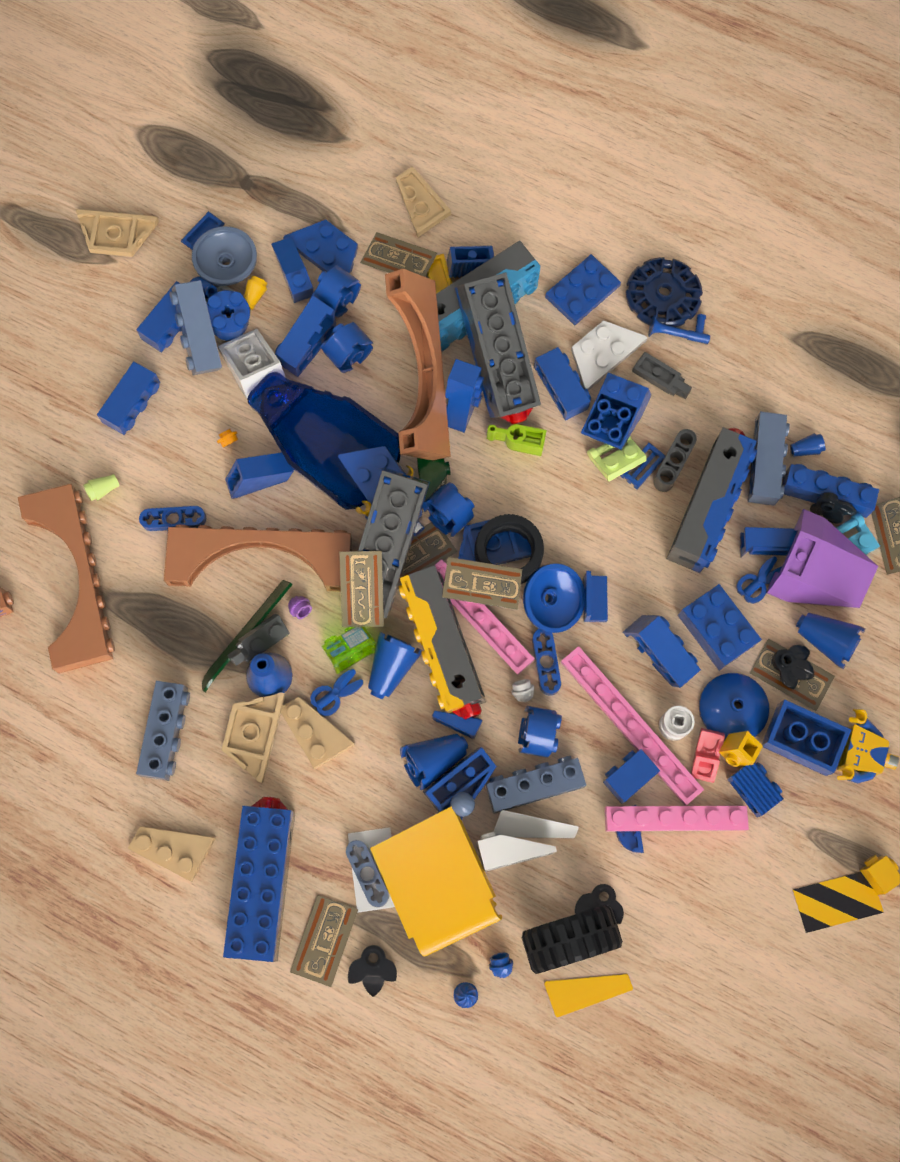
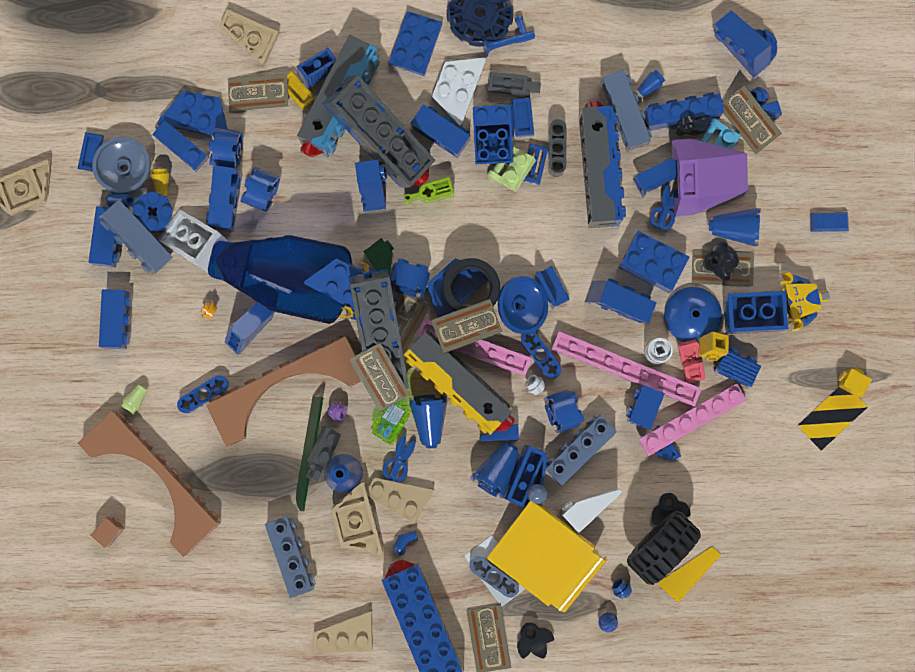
camera: 30 degrees left, 10 degrees up
(290, 780) = (402, 541): none -> blue arm
(416, 301) = (301, 134): nougat arch -> none
(526, 826) = (584, 484): white sticker -> none
(655, 413) = (523, 117): none -> blue tile

